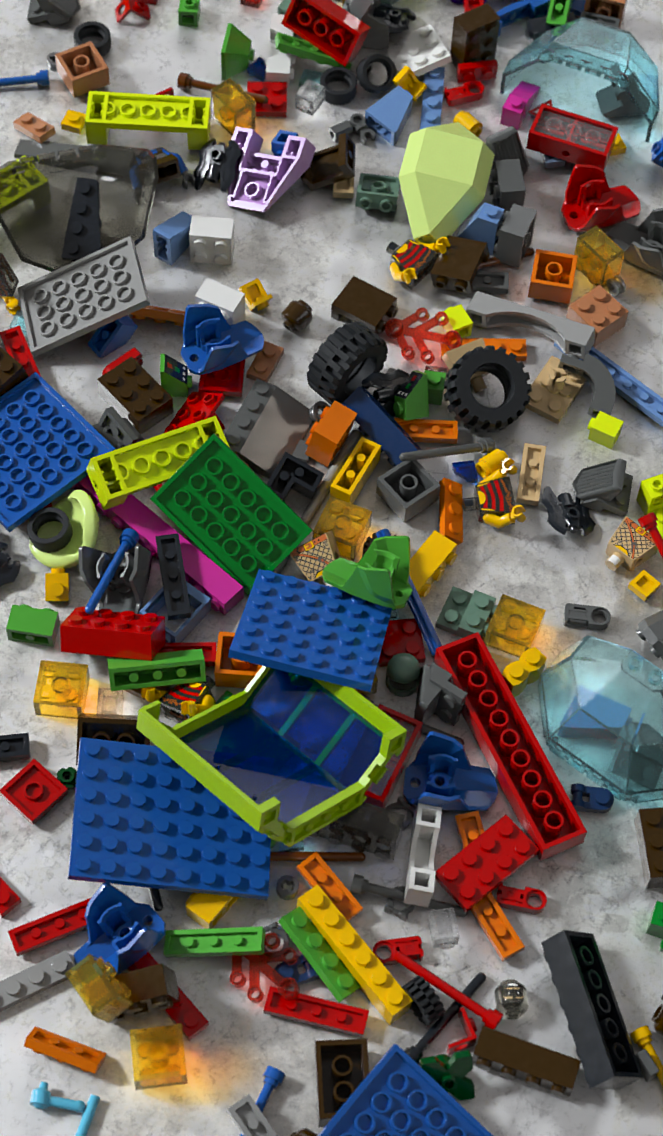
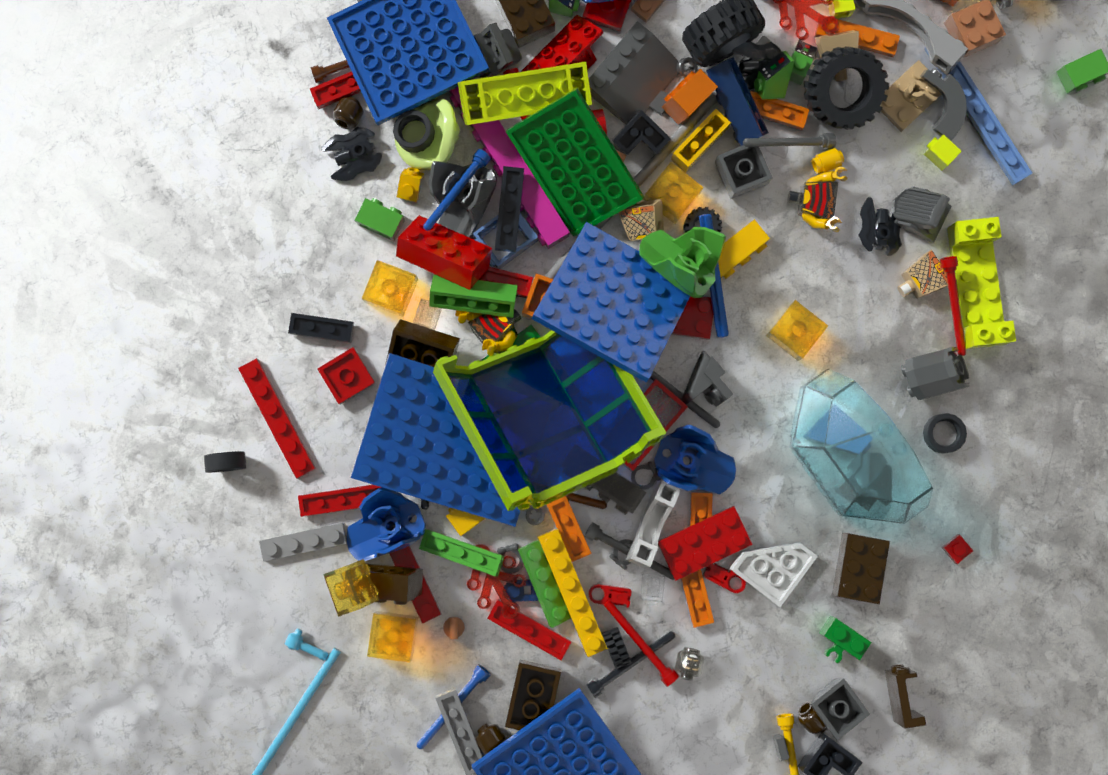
camera: 15 degrees right, 25 degrees up
(65, 1050) = (320, 607): orange plate -> none
(71, 782) = (373, 366): dark green plate -> none
(227, 1032) = (453, 627): none -> nougat plate
(403, 669) = (686, 349): sand green helmet -> none
(451, 510) = (775, 200): orange plate -> none
(451, 1073) = (619, 714): dark green plant -> none
(466, 470) = (801, 160): clear blue tile -> none
(466, 613) = (759, 305): sand green plate -> none
(470, 1028) = (648, 679): red bracket -> none
(511, 748) = (757, 442): red brick -> none
(524, 671) = (787, 377): yellow brick -> none
(526, 1061) = (685, 717): dark brown brick -> none
(531, 474) = (859, 180): tan plate -> none
(572, 873) = (774, 569): none -> white plate
(584, 614) = (861, 333): dark grey piece -> none
(591, 1010) = (750, 695): black brick -> none
(599, 799) = (818, 508): dark blue plate -> none
(644, 585) = (924, 318): yellow plate -> none

